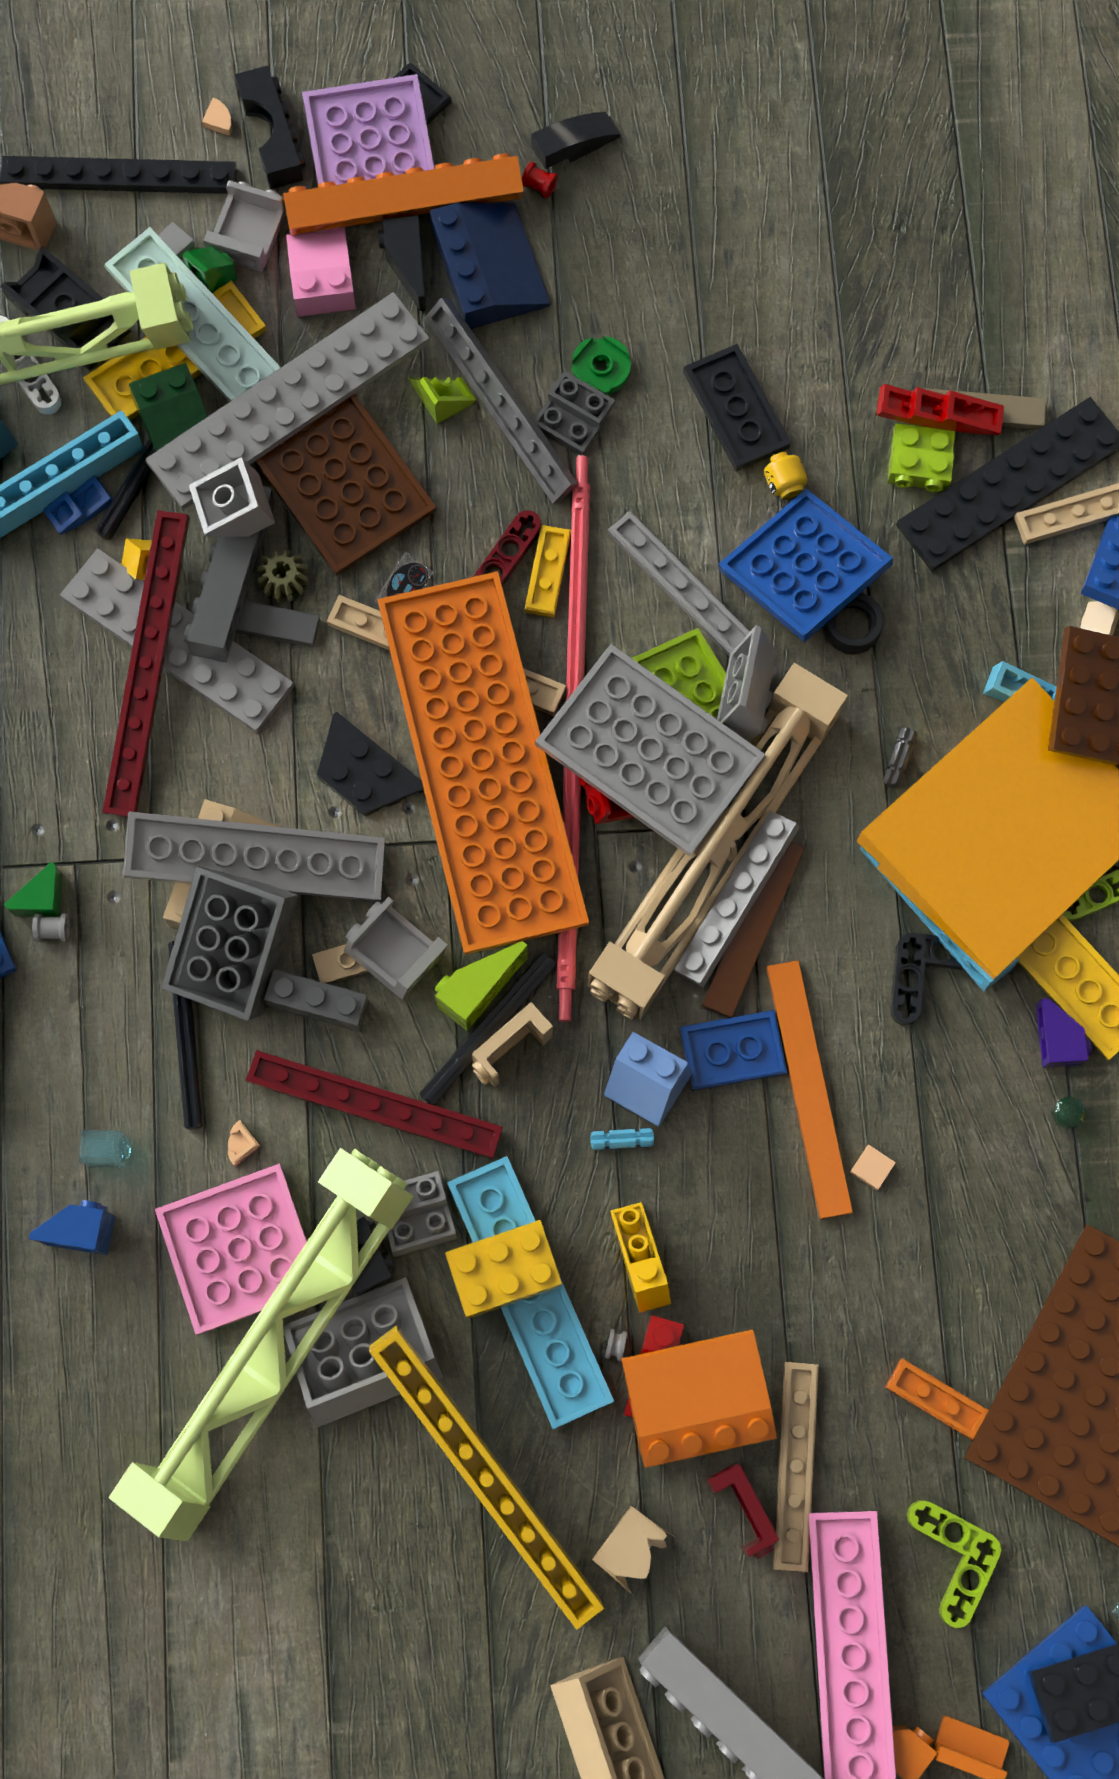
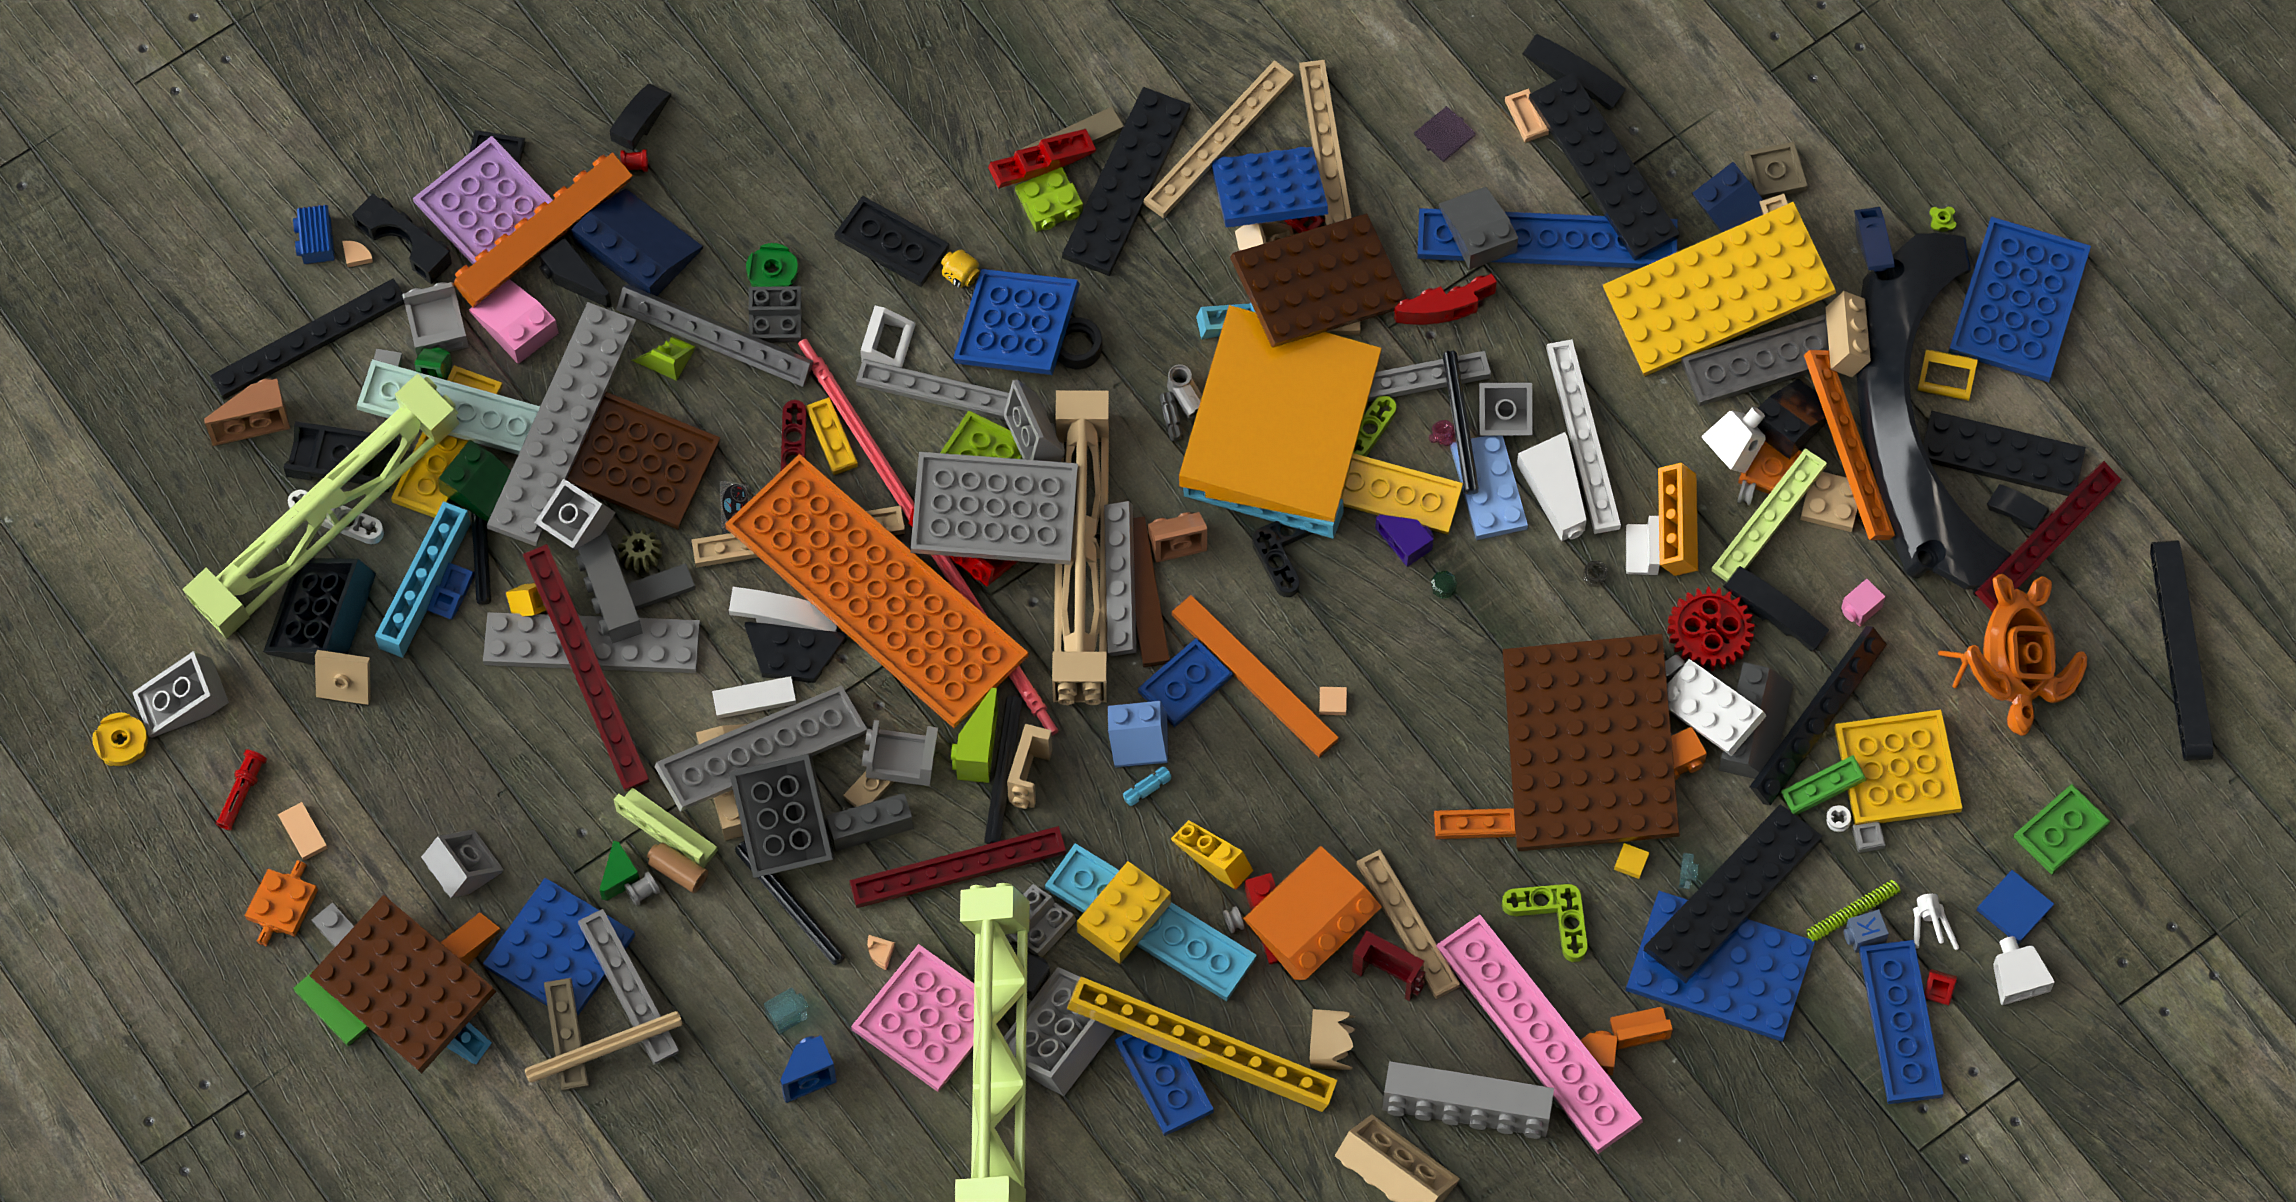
camera: 30 degrees left, 10 degrees down
(99, 926) = (677, 867): none -> medium nougat brick
(121, 893) = (664, 827): none -> yellowish green fence
(191, 75) = (314, 234): none -> blue brick
(294, 795) = (754, 697): none -> white tile
(372, 719) = (778, 610): none -> white slope
(429, 1487) = (1165, 1083): none -> blue plate
(657, 490) = (880, 317): none -> white tile
(824, 889) = (1177, 536): none -> nougat slope
(929, 742) = (1187, 392): none -> light grey piece
(1078, 1551) = (1631, 861): none -> yellow tile

